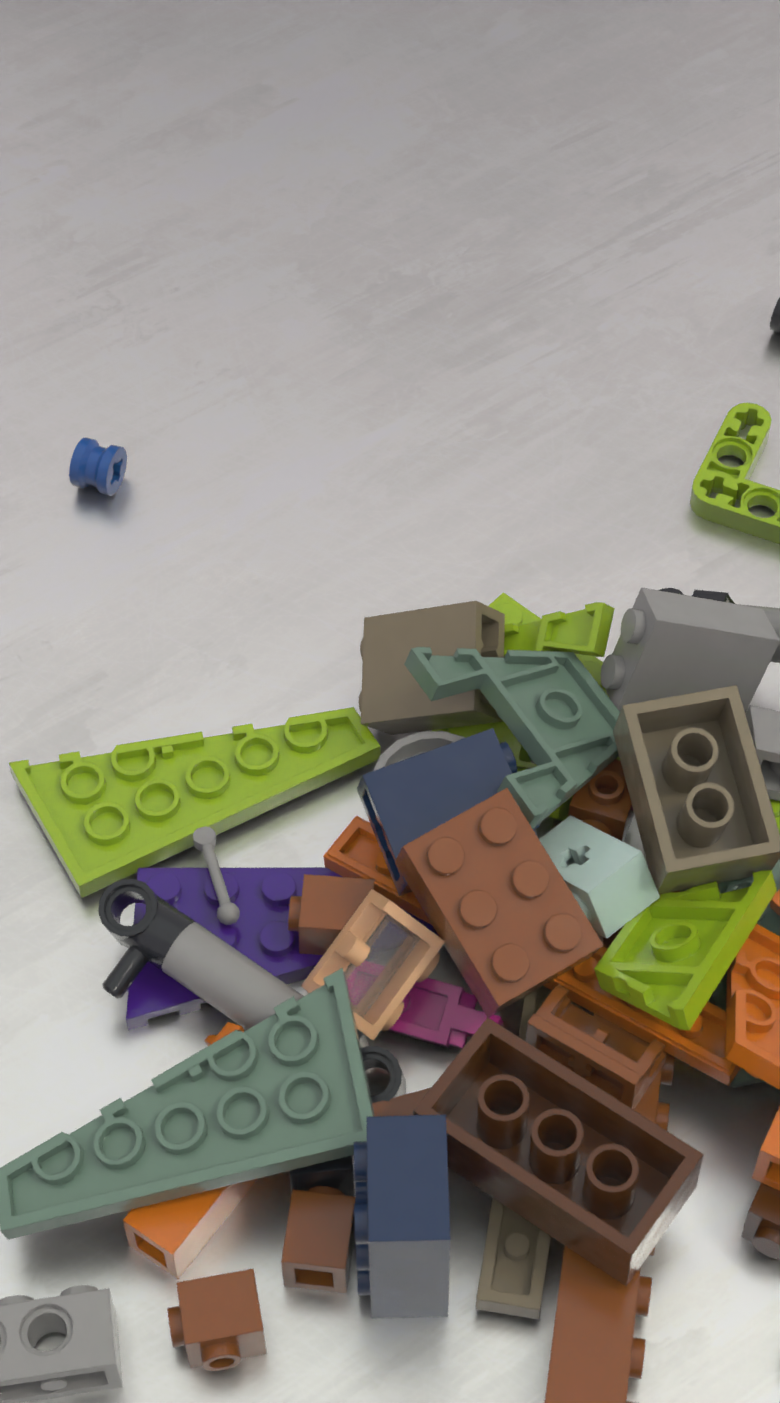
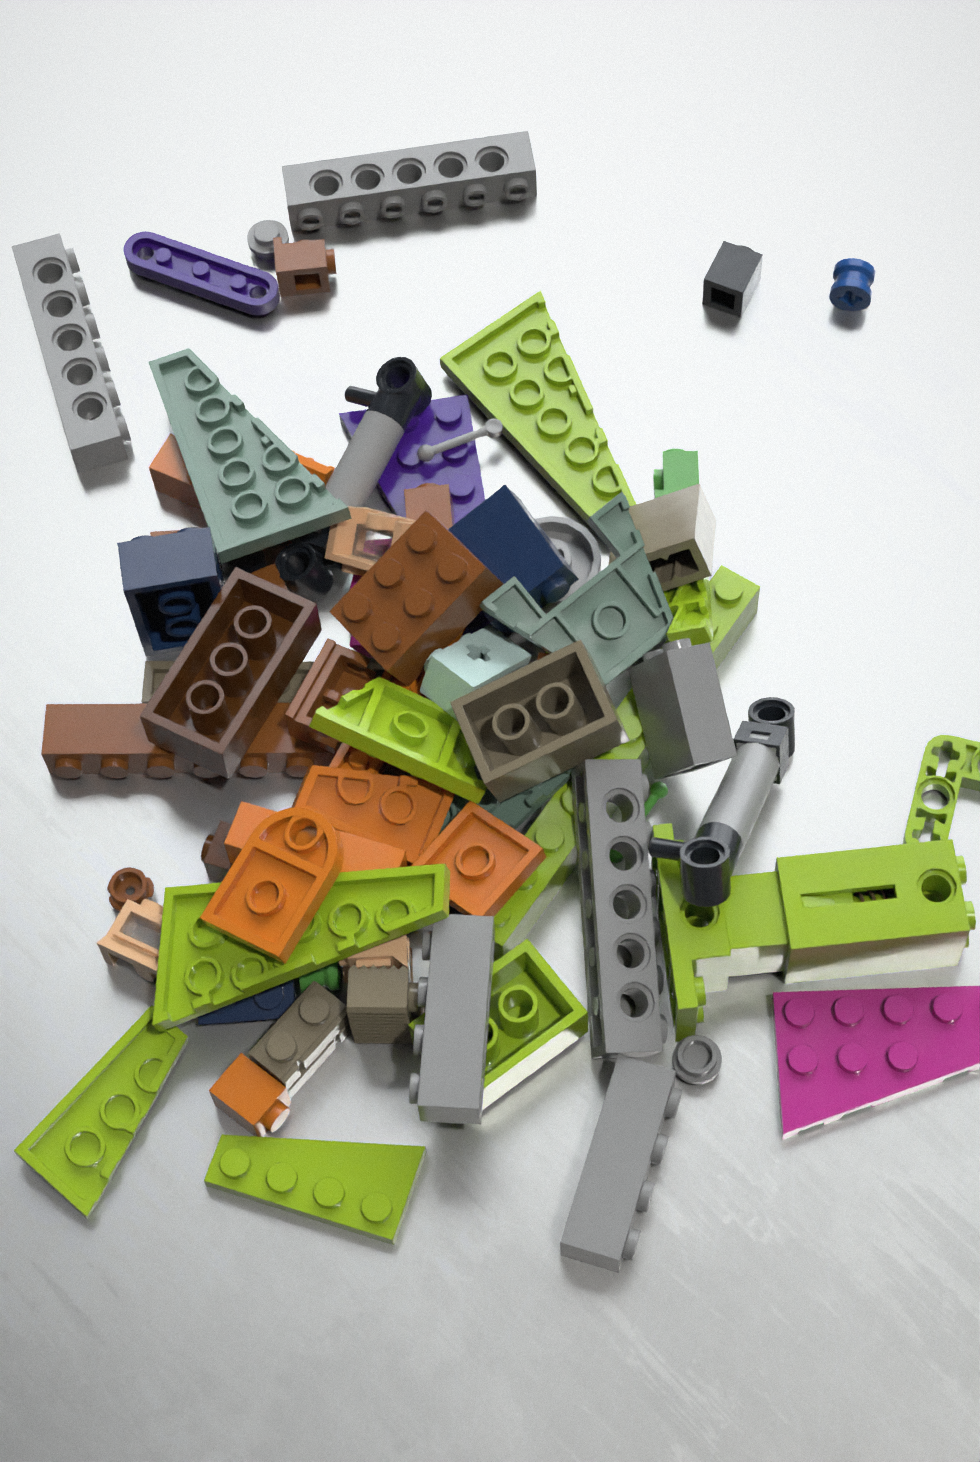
camera: 85 degrees right, 10 degrees up
(53, 572) = (732, 278): none -> brick
(218, 1320) = (115, 510): dark orange brick -> none
(326, 665) = (678, 471): none -> bright green brick

